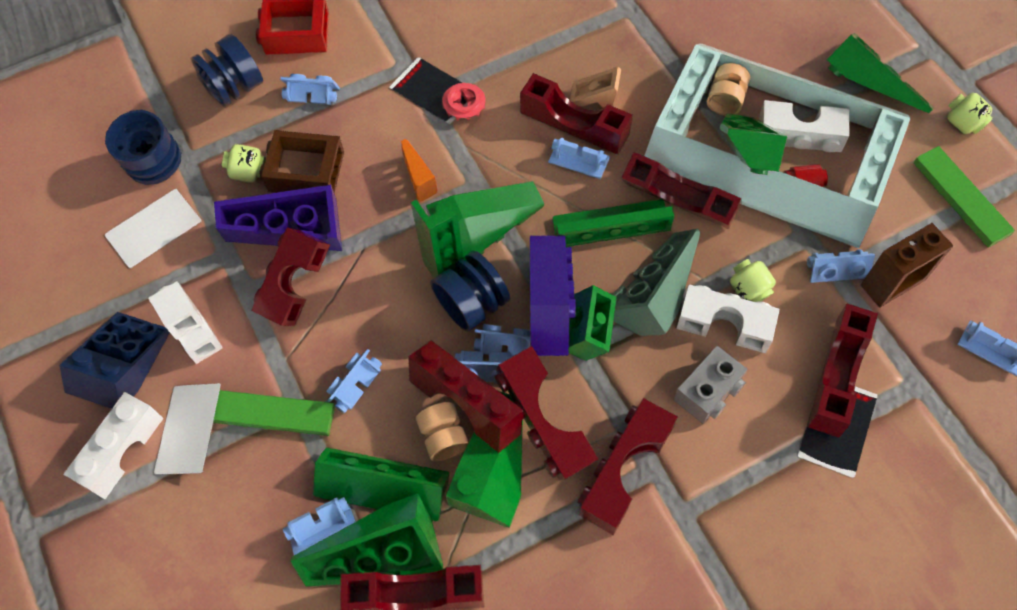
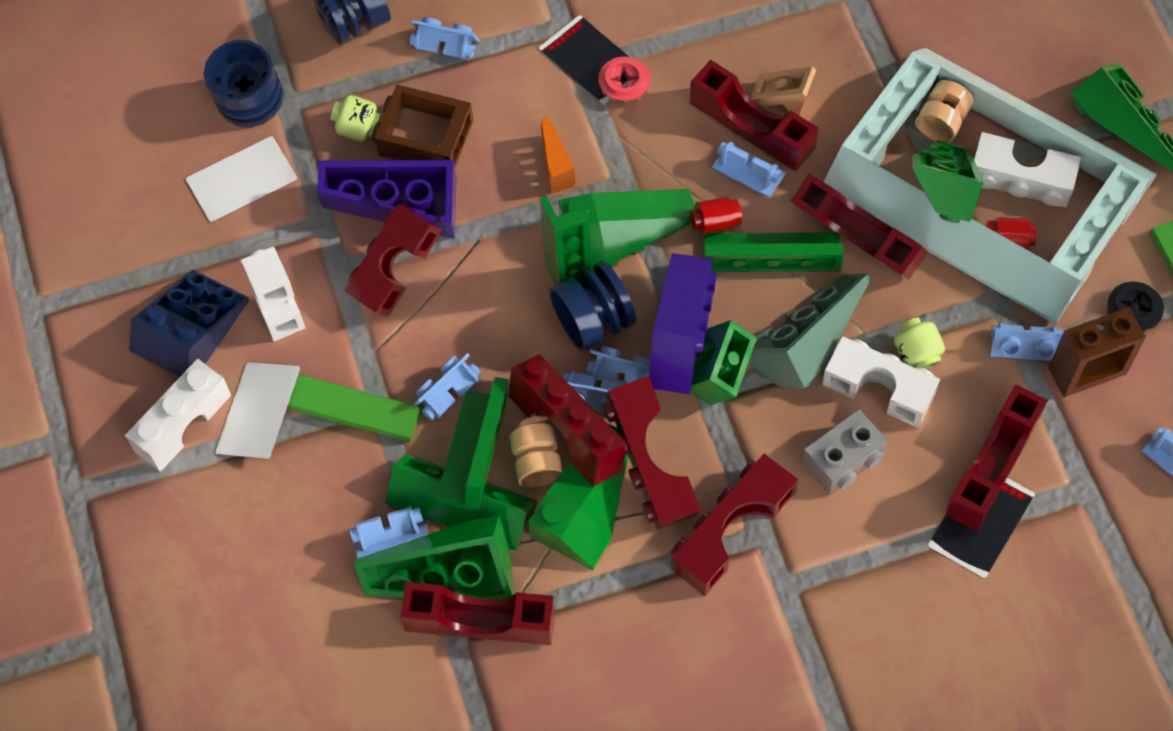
camera: 10 degrees right, 0 degrees up
(384, 435) = (473, 447): none -> green panel
(560, 199) = (716, 215): none -> red brick
(909, 214) = (1149, 302): none -> black gear

